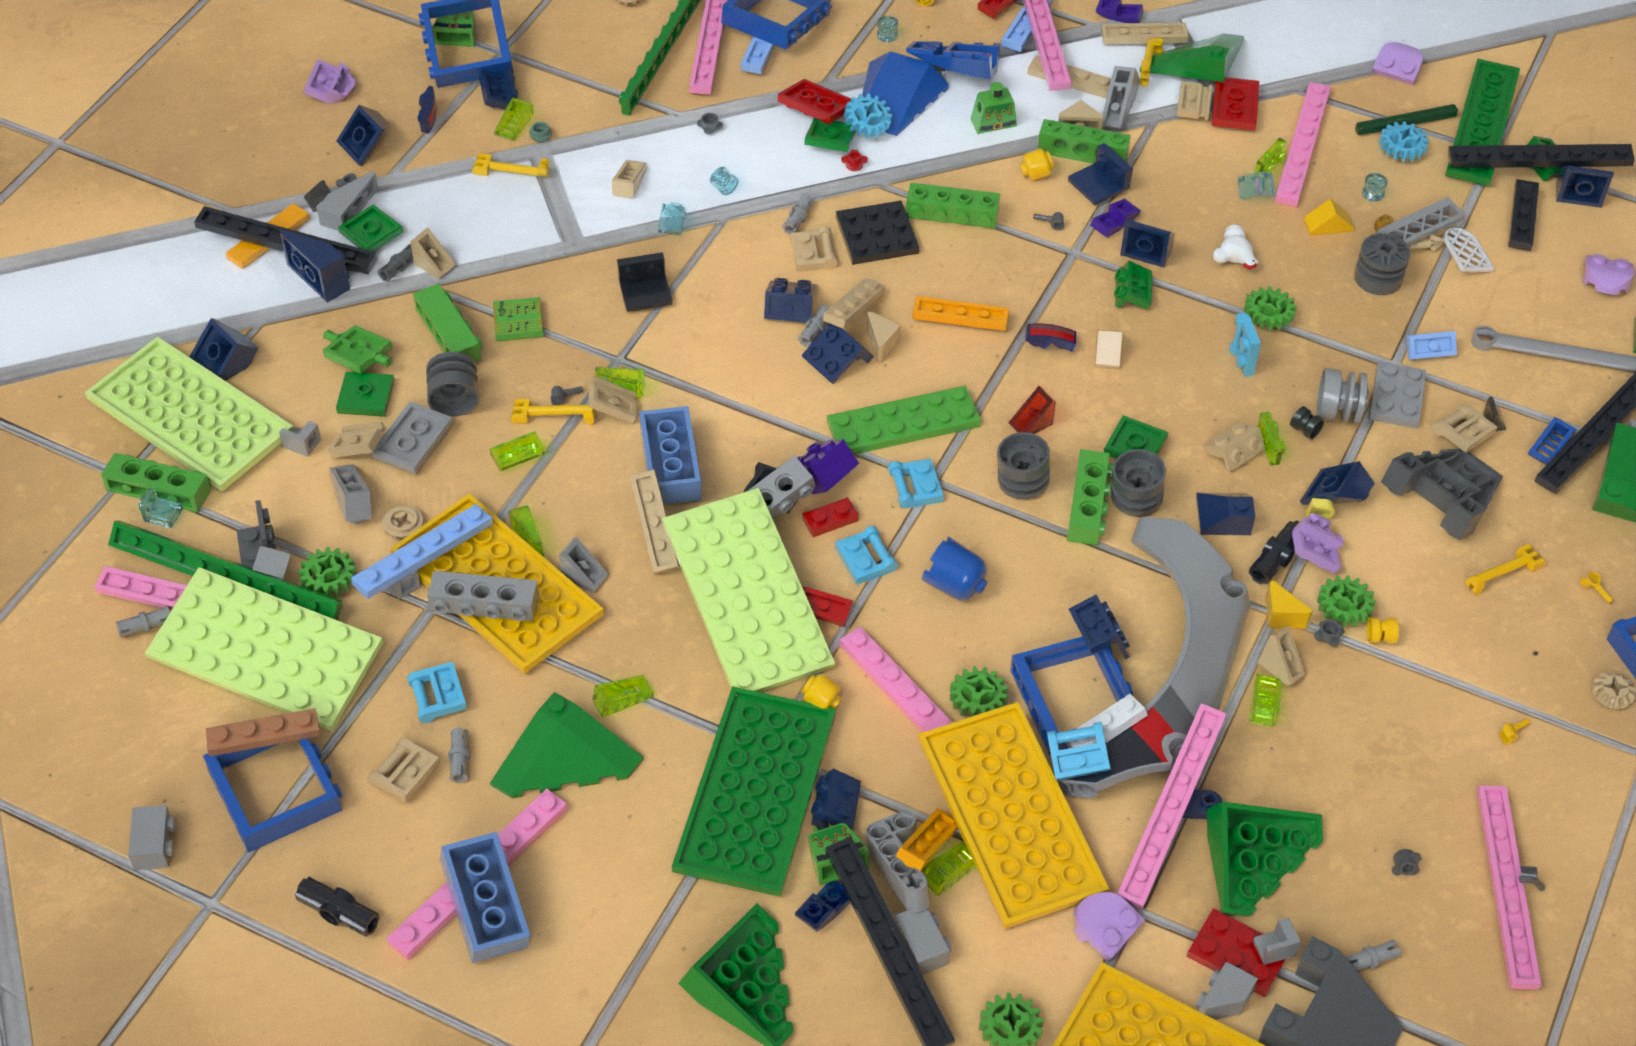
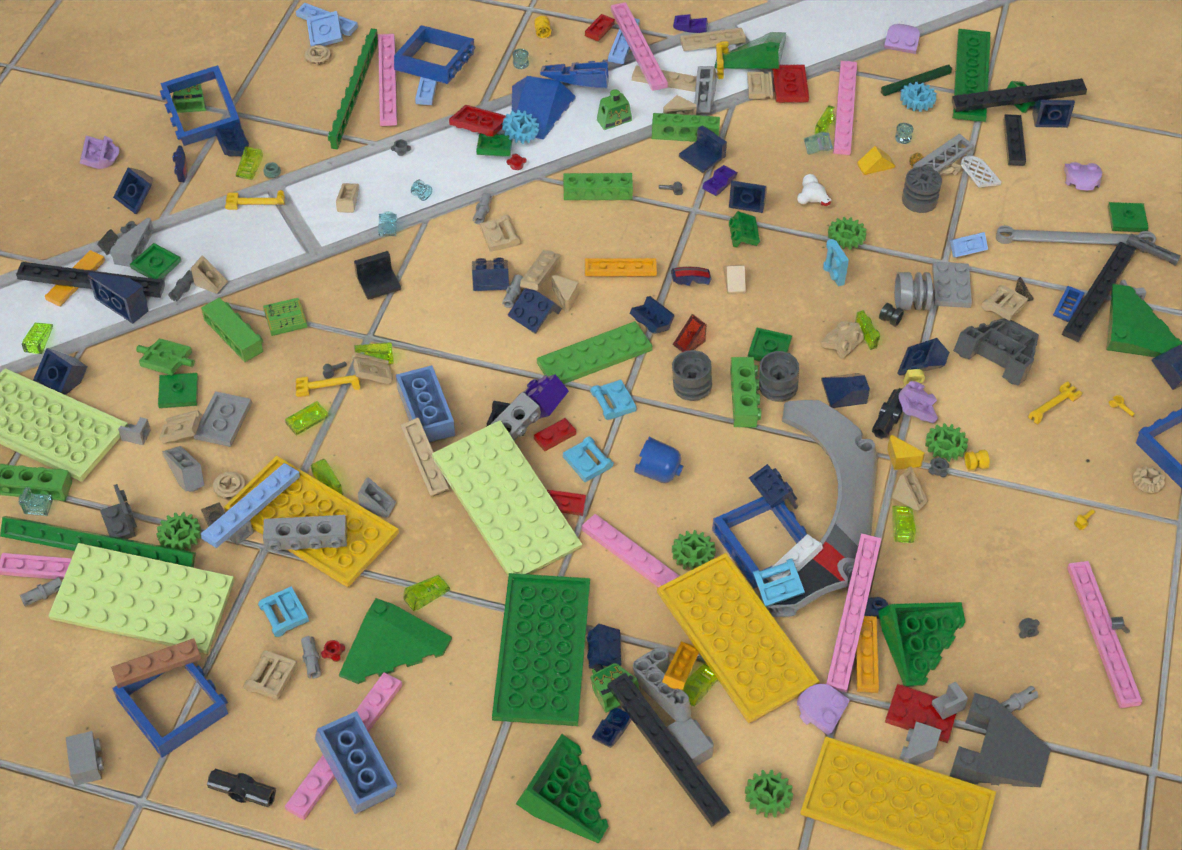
camera: 10 degrees left, 0 degrees up
(193, 308) = (37, 347): none -> clear neon green slope
(271, 561) = (134, 530): light grey panel -> none
(374, 553) = (212, 513): none -> clear smoke plate
(452, 383) = (246, 373): dark grey wheel -> none
(485, 745) = (330, 646): none -> red plate
(822, 691) = (577, 567): yellow head -> none
(877, 232) = (544, 214): black plate -> none
(989, 381) = (653, 315): none -> dark blue bracket
(1036, 164) = (654, 147): yellow head -> none
(1180, 866) = (867, 657): none -> light orange plate

